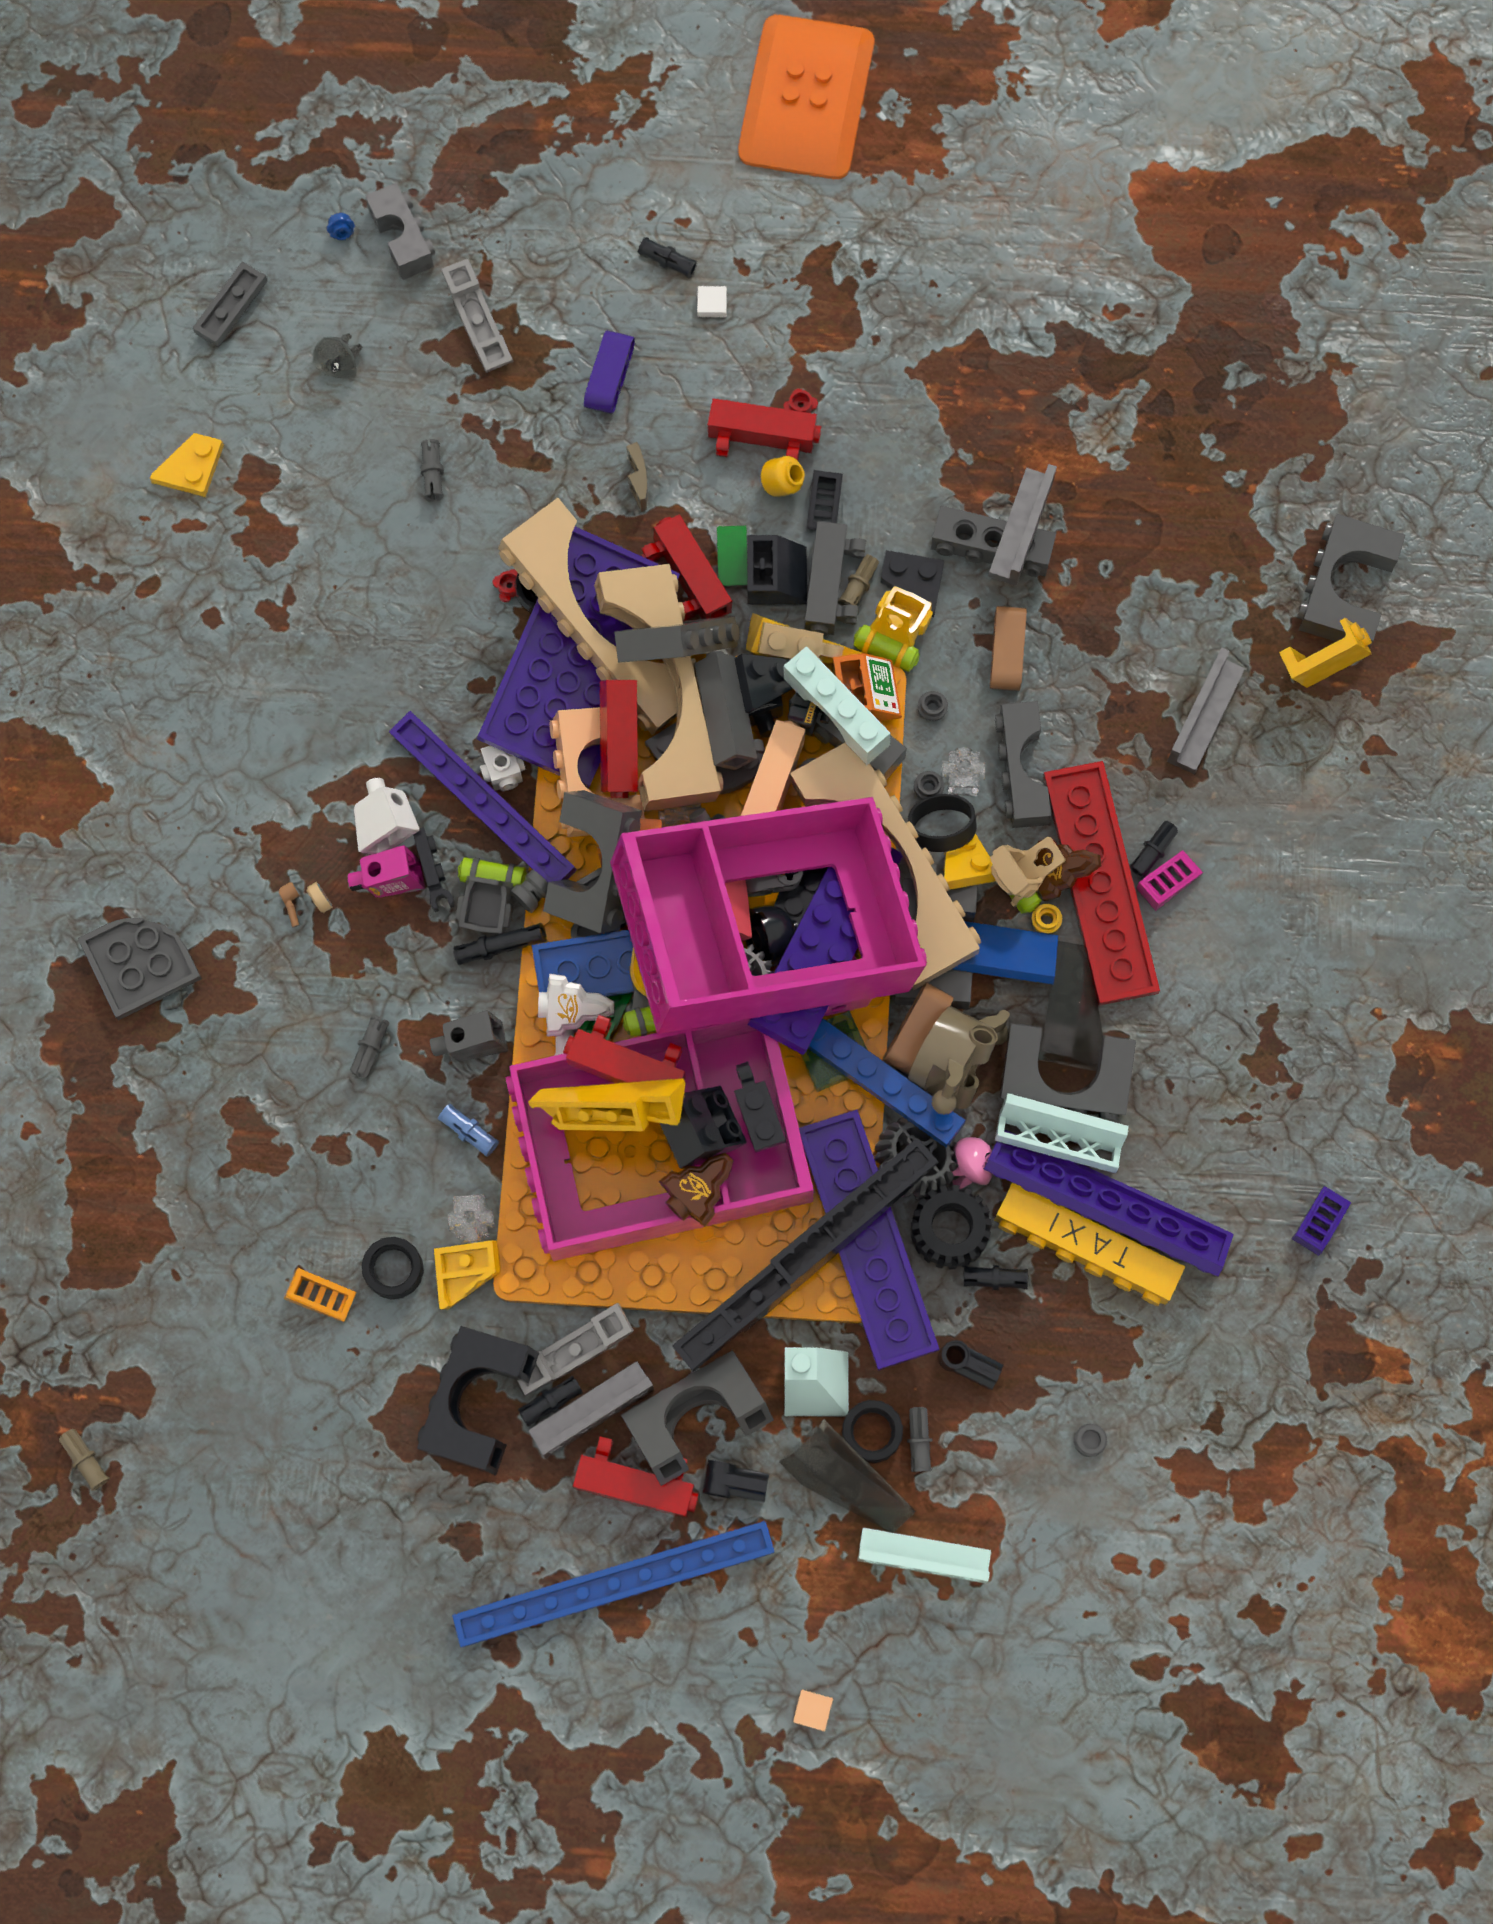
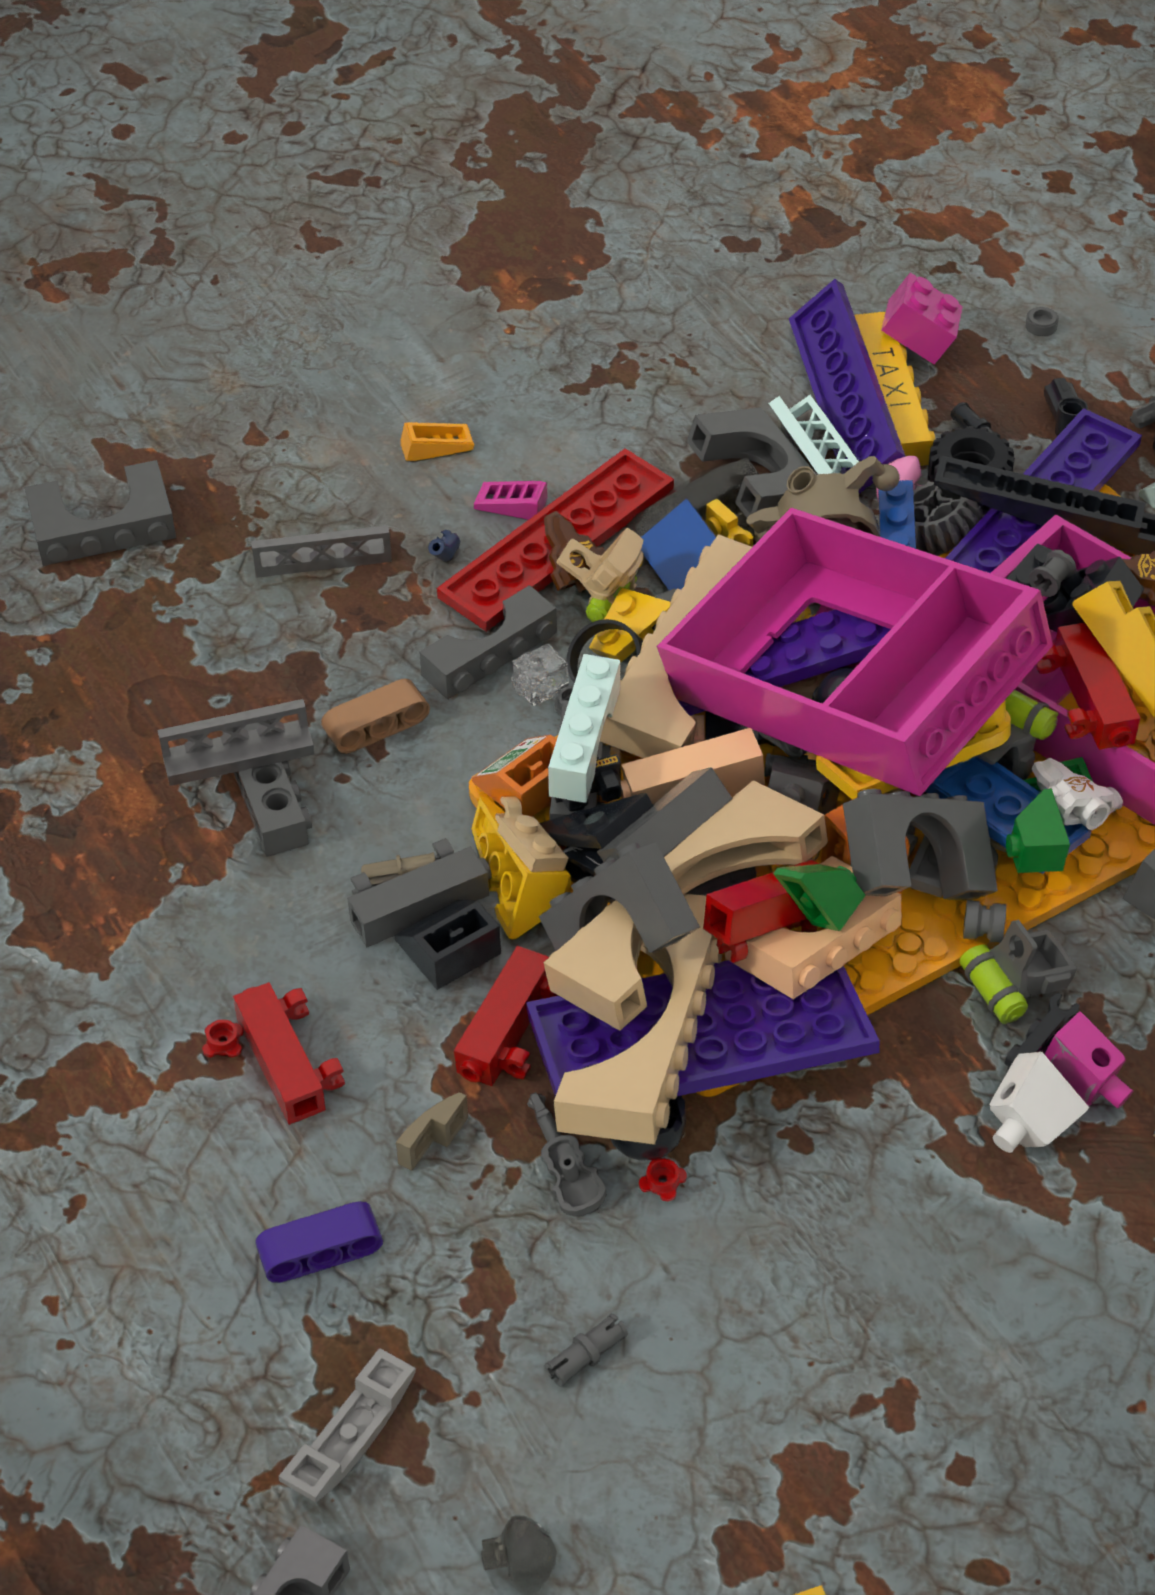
camera: 125 degrees left, 25 degrees down
(481, 799) = (929, 1039): dark purple plate -> none
(487, 947) = (1065, 933): black pin -> none
(501, 768) = (892, 1045): white brick -> none
(546, 945) = (1039, 837): none -> green slope
(593, 757) = (822, 893): none -> green slope
(652, 249) = (117, 1281): black pin -> none
(712, 301) = (147, 1202): white tile -> none
(732, 555) = (453, 994): green slope -> none
(737, 1110) = (1049, 576): none -> dark grey bush
(782, 476) = (331, 992): yellow head -> none
(827, 478) = (306, 968): black slope -> none
(897, 625) = (429, 804): yellow piece -> none
(913, 574) = (355, 832): black wing -> none
(936, 698) = (485, 743): dark grey plate -> none
(1026, 1005) = (725, 523): none -> yellow plate
(1137, 1314) = (922, 318): none -> dark pink brick
(1143, 797) = (445, 547): none -> dark blue arm
(1154, 849) = (490, 518): black axle -> none
(1281, 844) = (434, 440): none -> light orange slope
(1309, 1241) = (726, 277): dark purple slope -> none
(1330, 659) = (204, 466): yellow panel -> none

